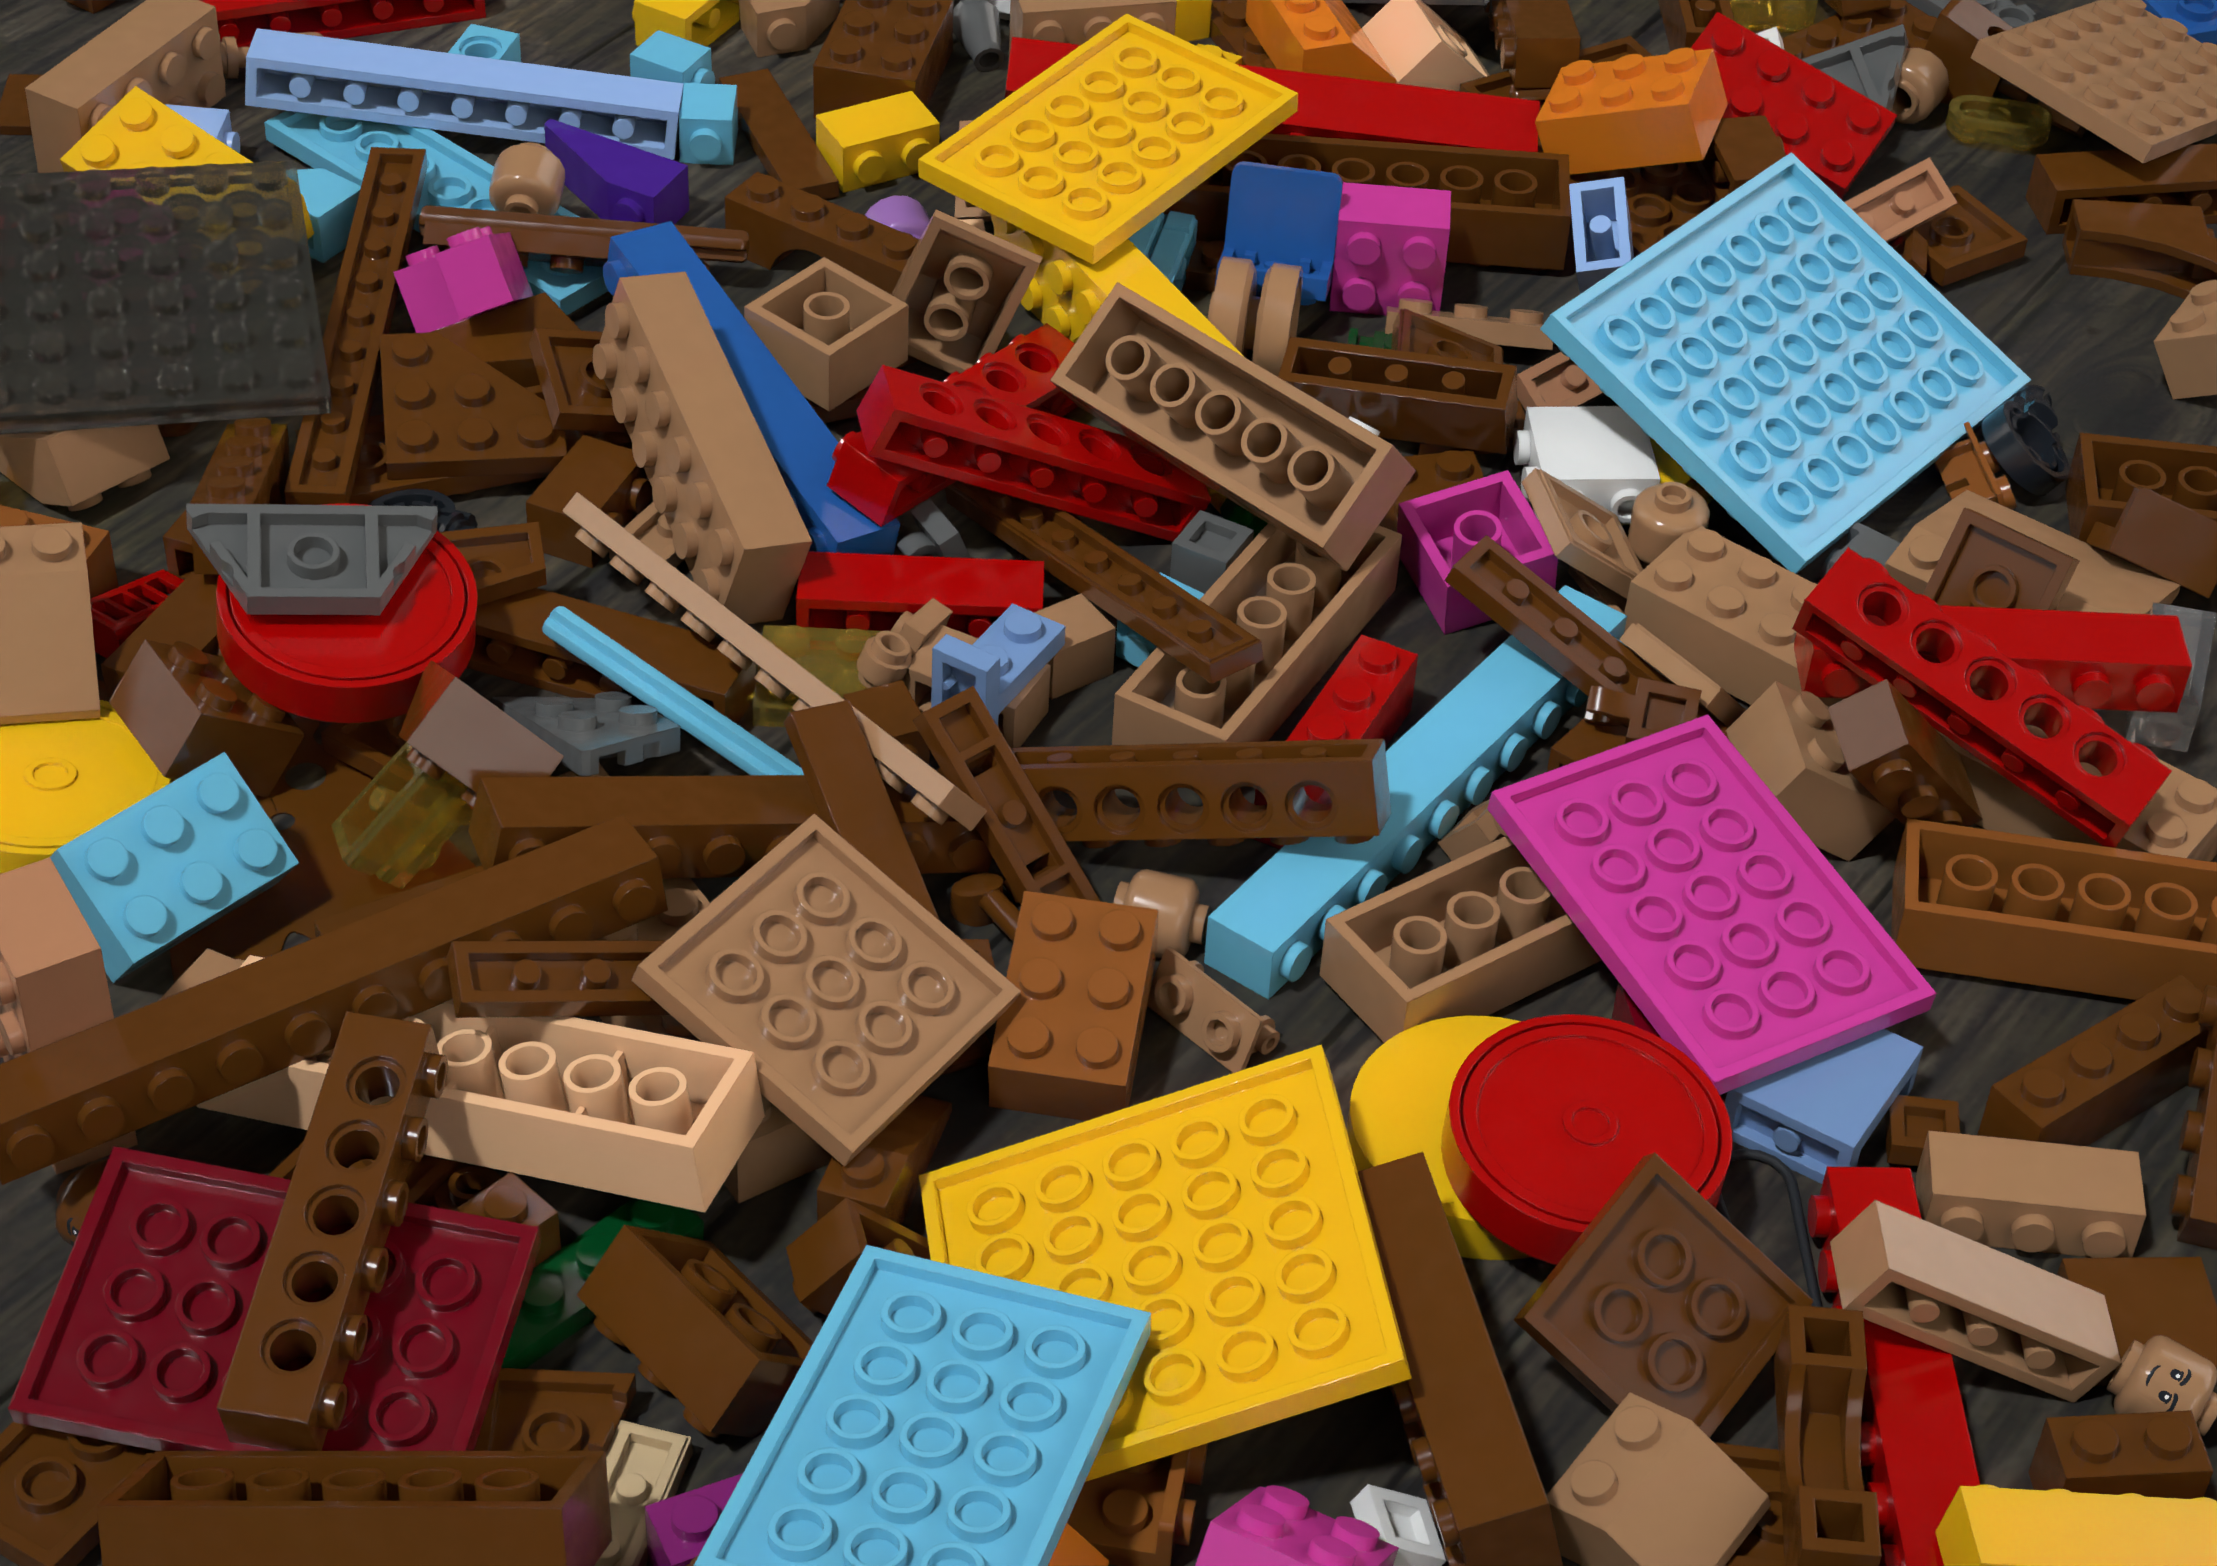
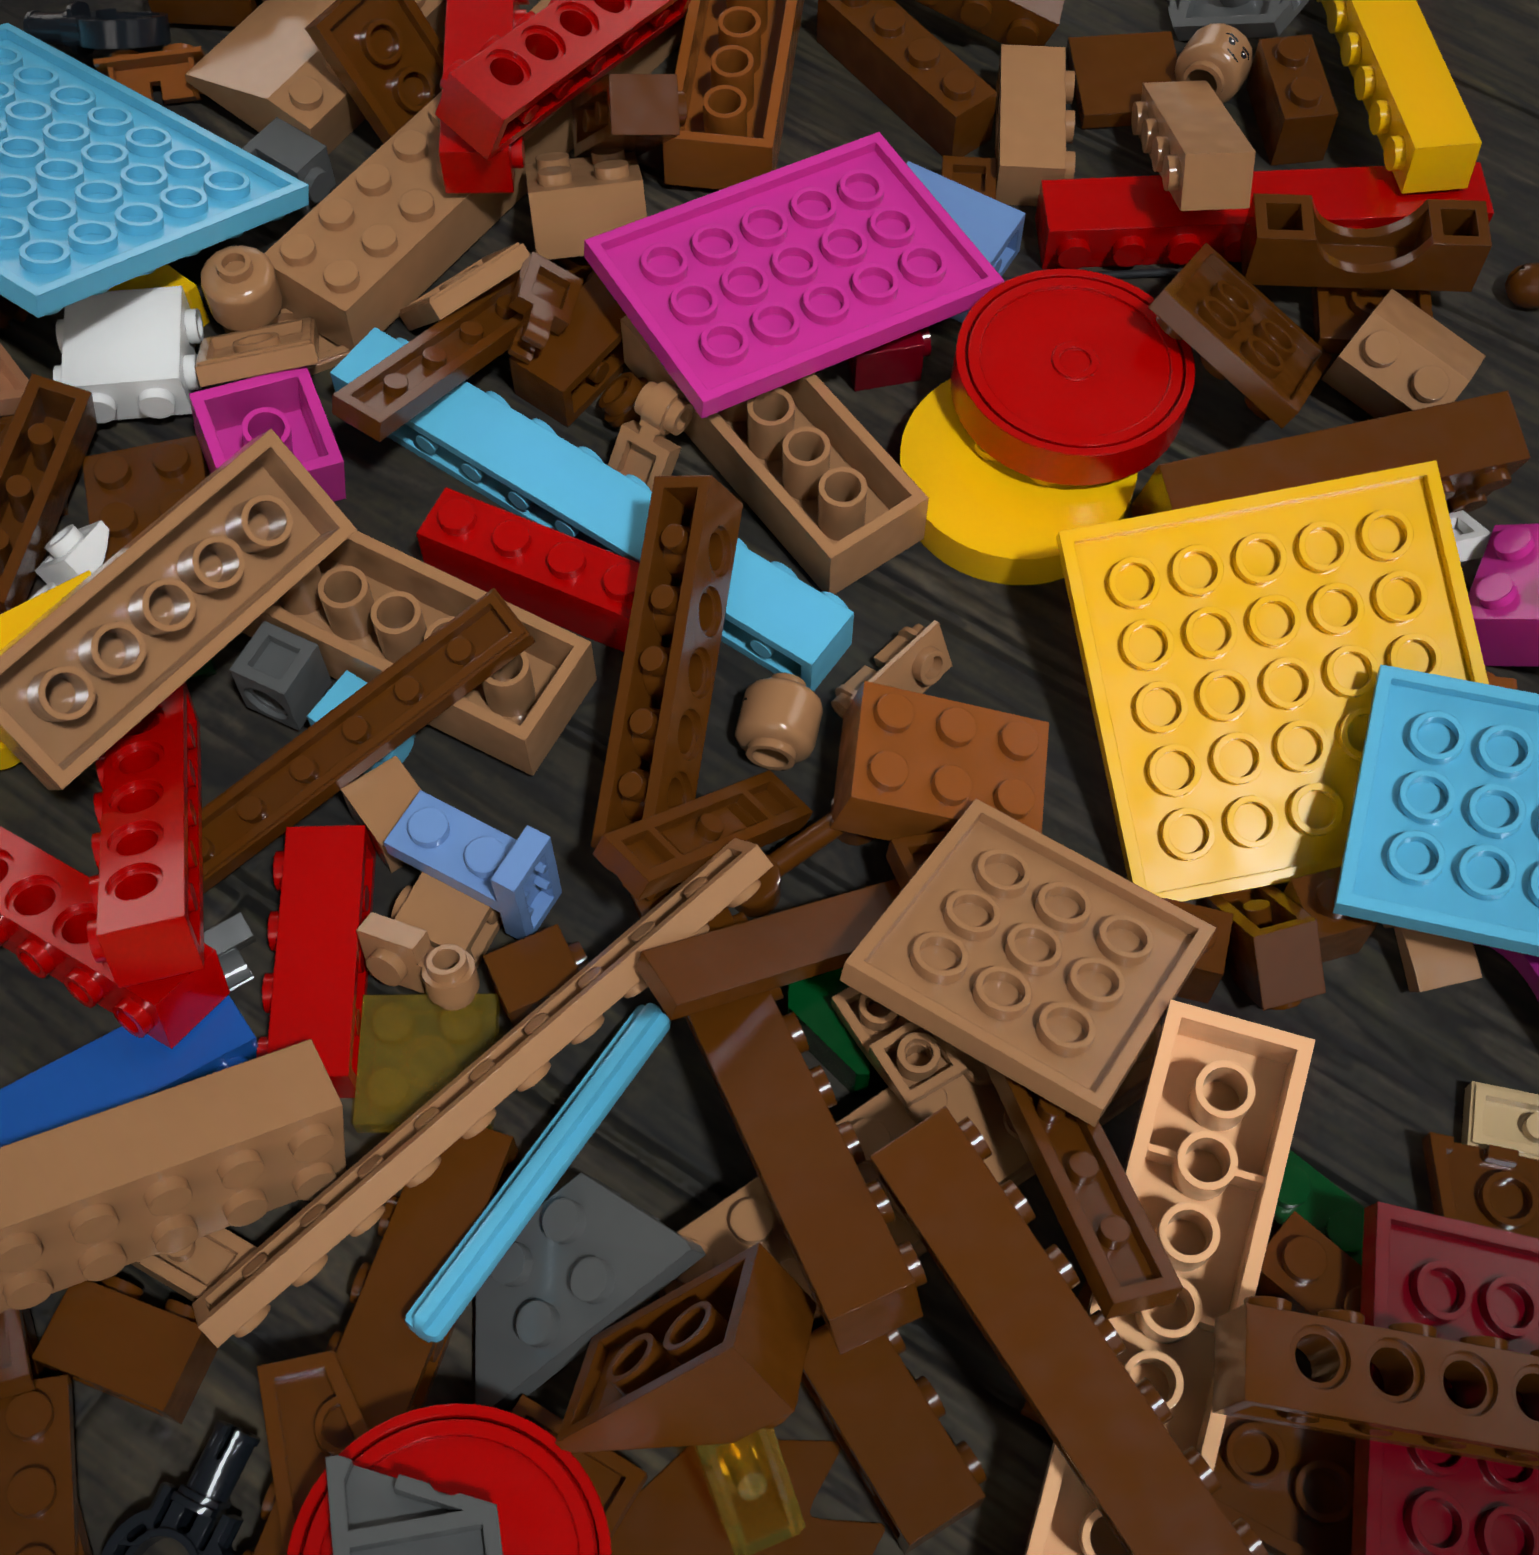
camera: 90 degrees left, 20 degrees up
(696, 1328) = (1378, 1071): reddish brown slope -> none

